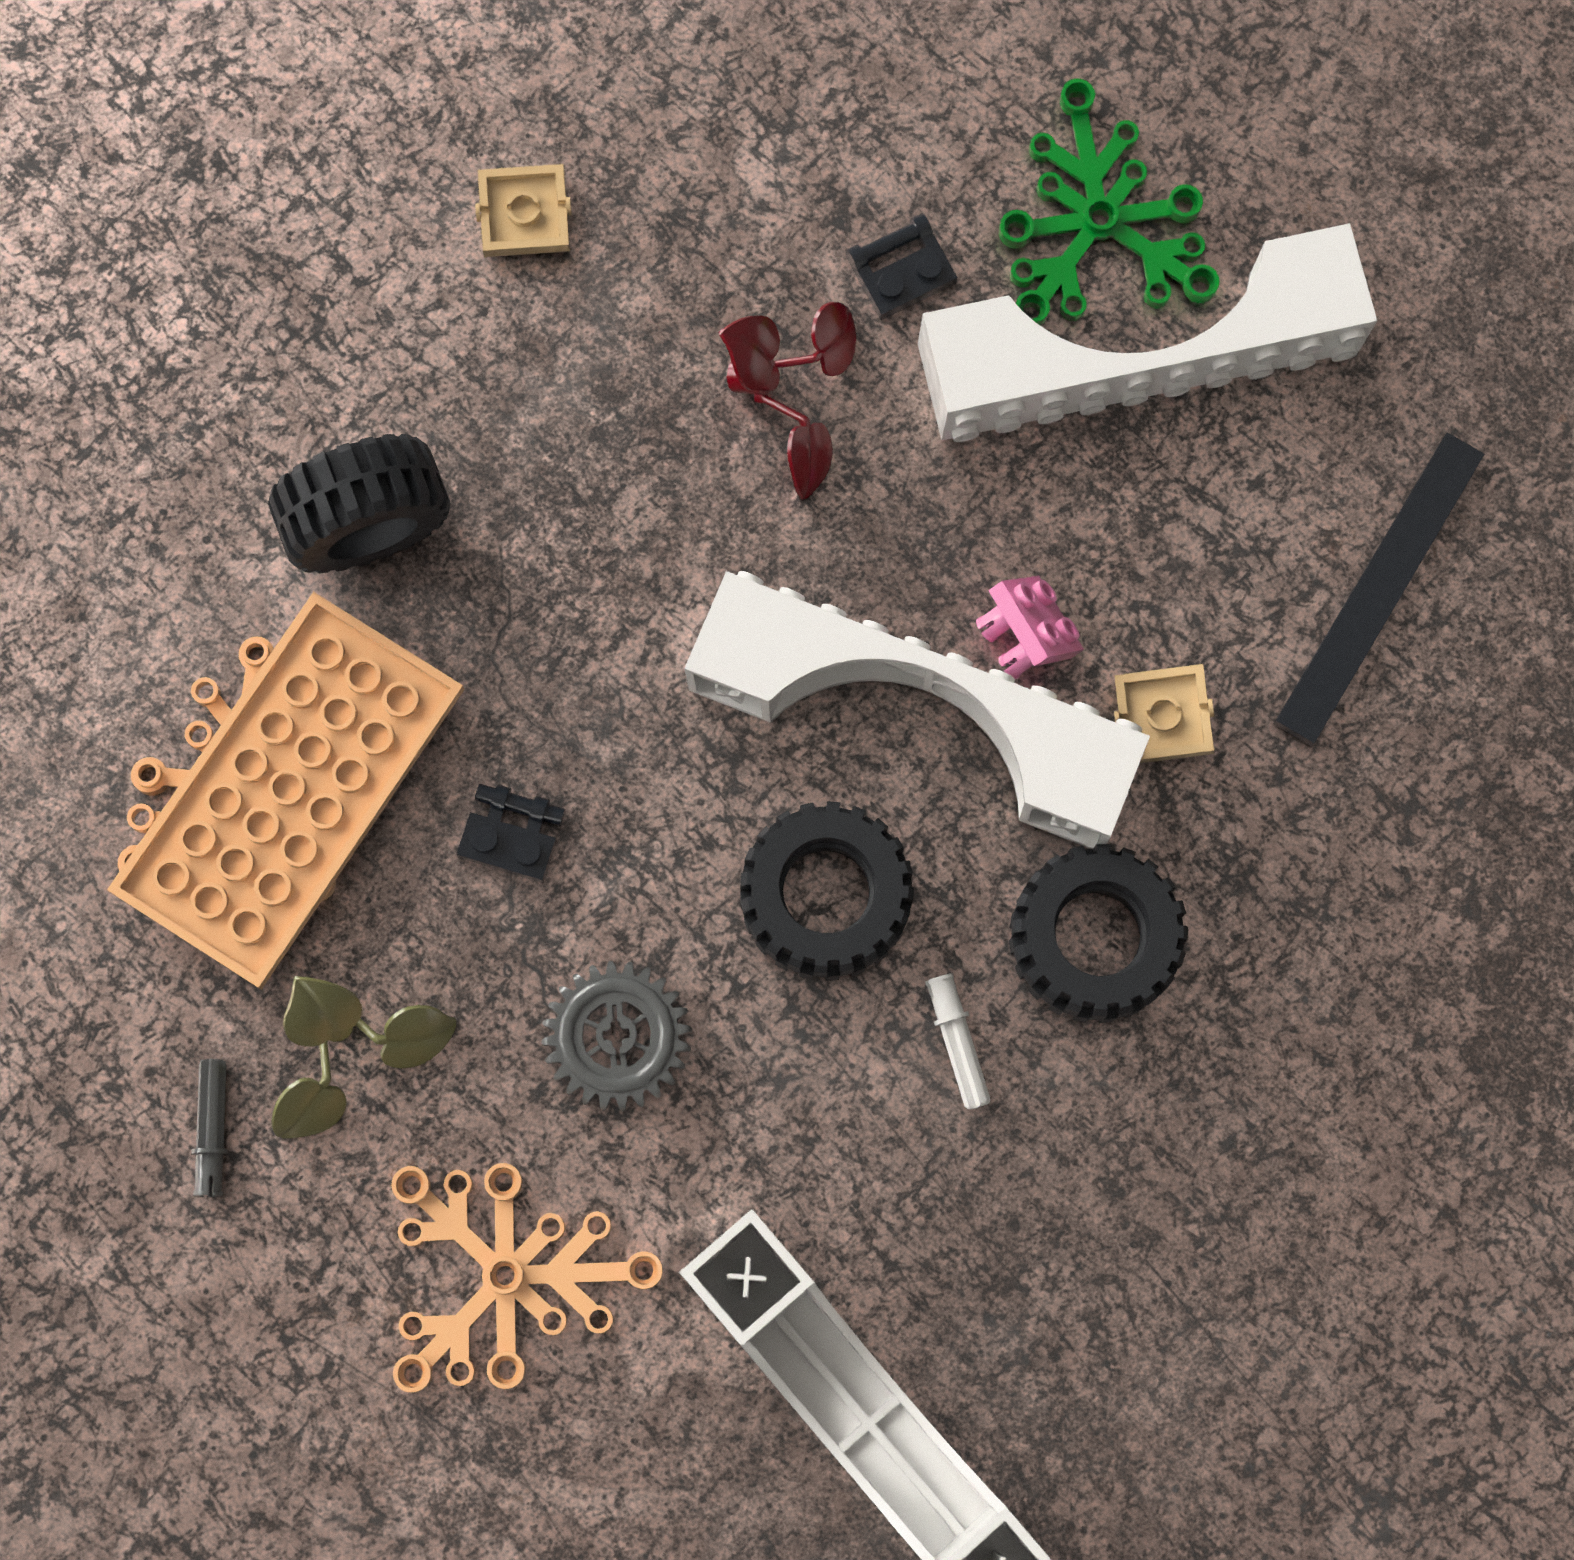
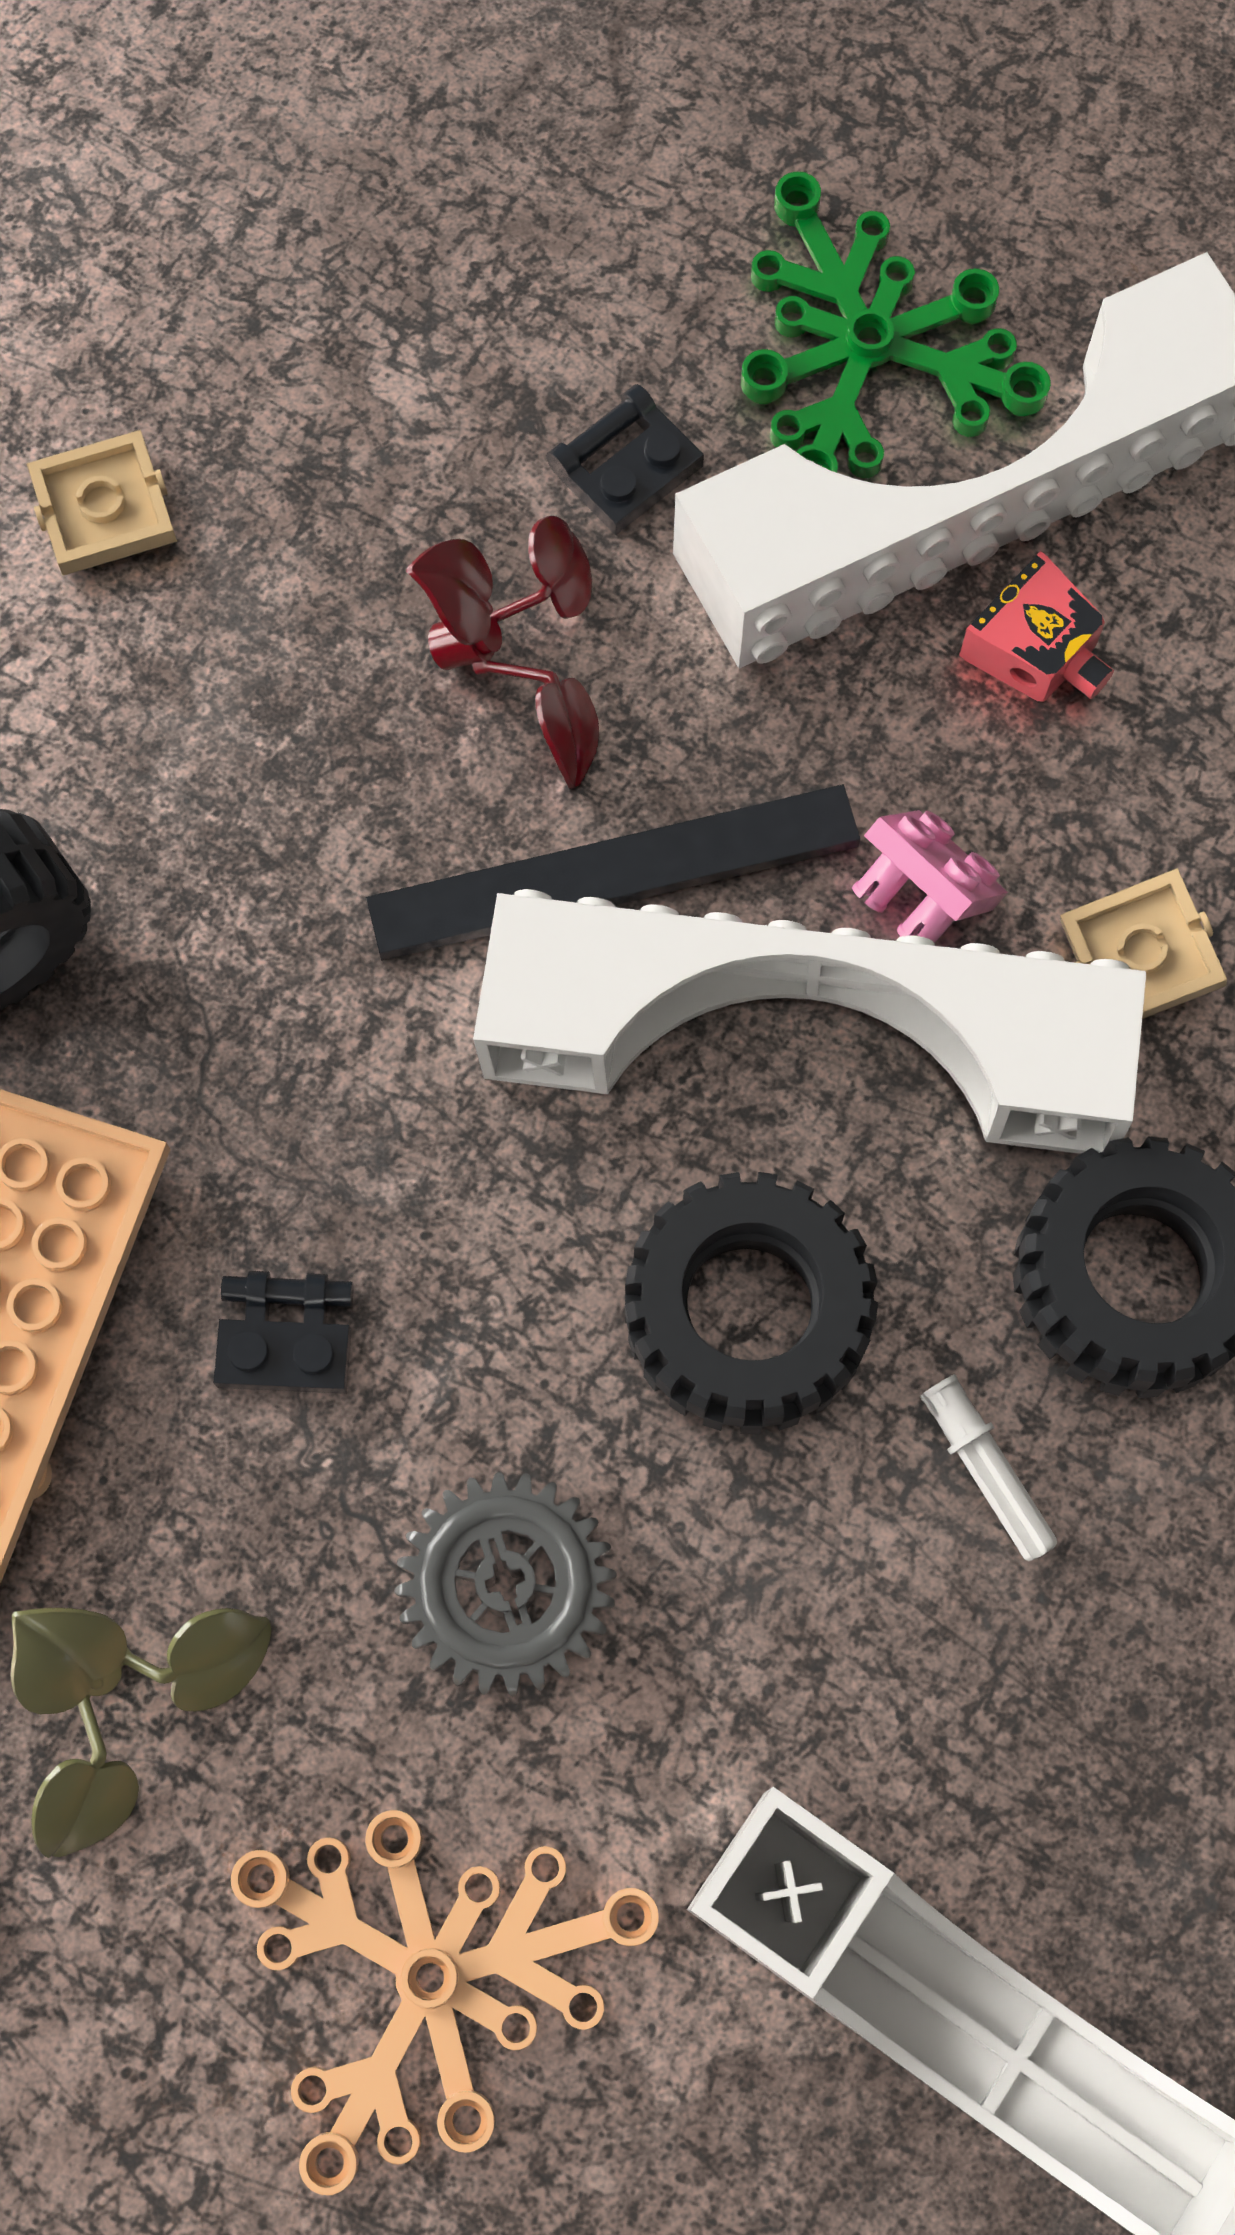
camera: 10 degrees left, 5 degrees down
(818, 566) = (620, 868): none -> black tile
(1157, 470) = (1039, 635): none -> coral torso

